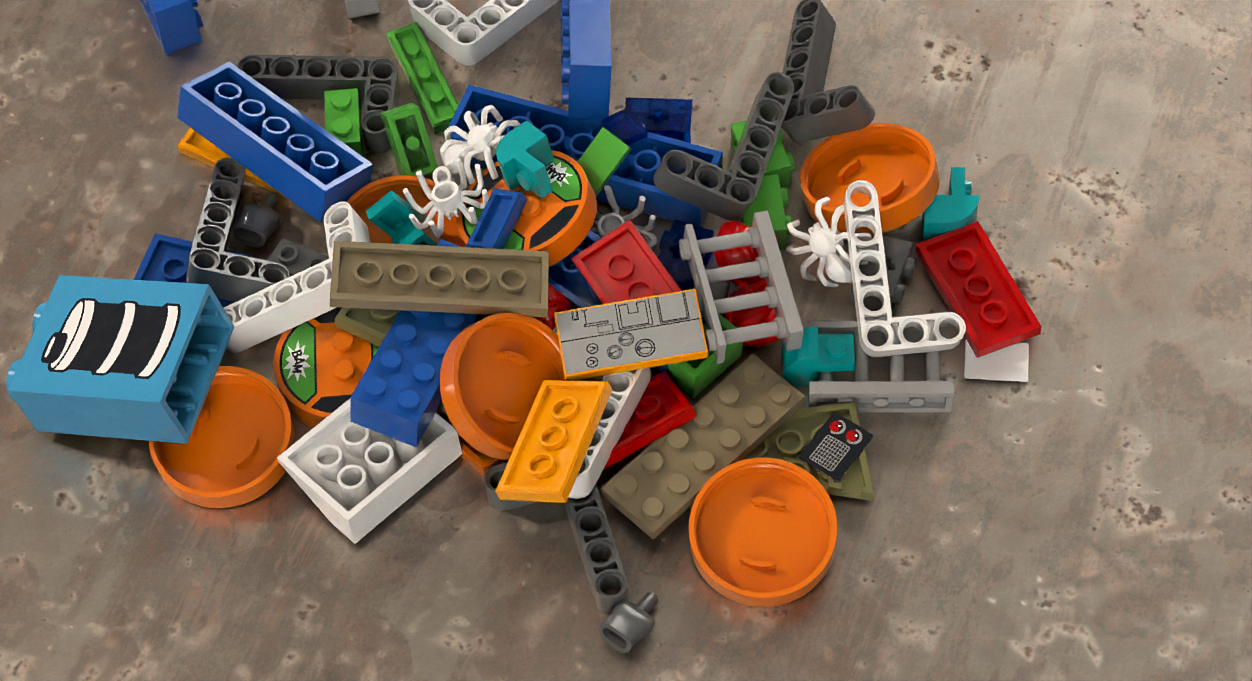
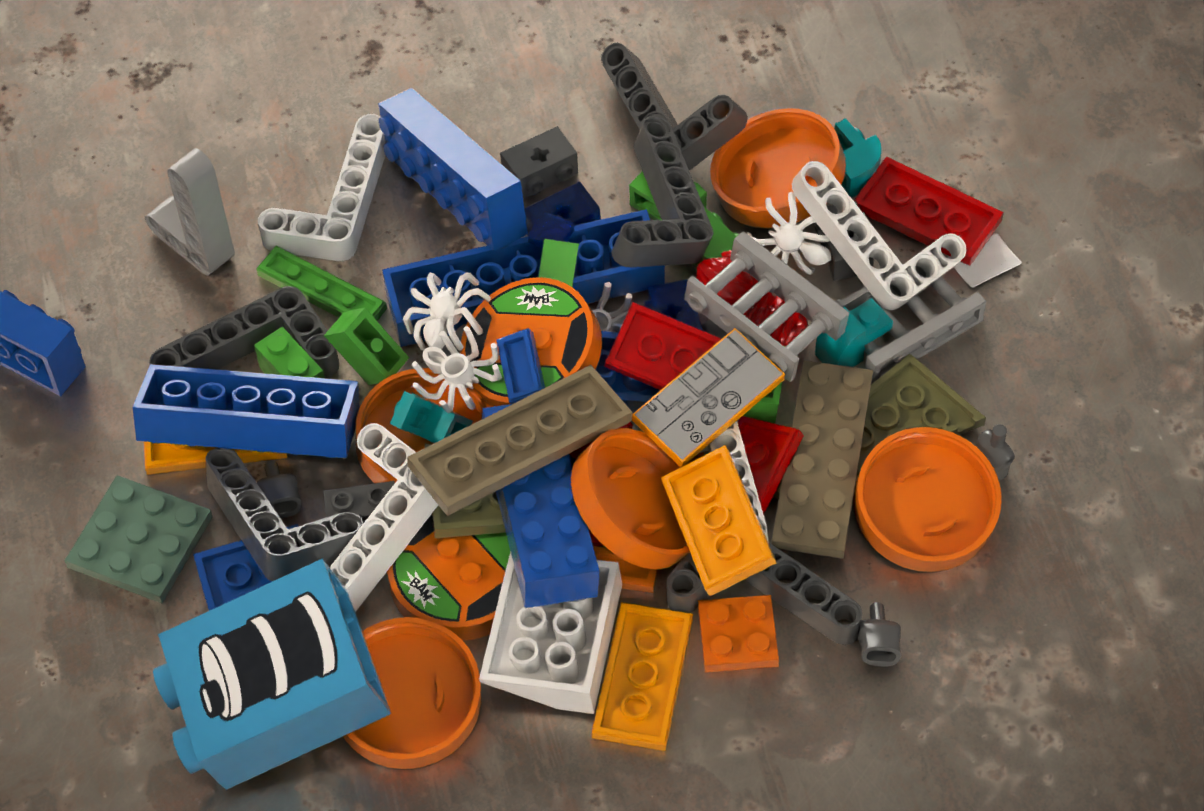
camera: 35 degrees left, 0 degrees up
(131, 199) = (139, 539): none -> sand green plate
(418, 537) = (642, 676): none -> light orange tile
(521, 550) = (738, 633): none -> orange plate
(524, 159) = (507, 301): teal brick -> none
(678, 67) = (541, 161): none -> dark grey brick
(836, 446) = (925, 397): black sticker -> none
(853, 528) = (996, 450): none -> dark grey piece

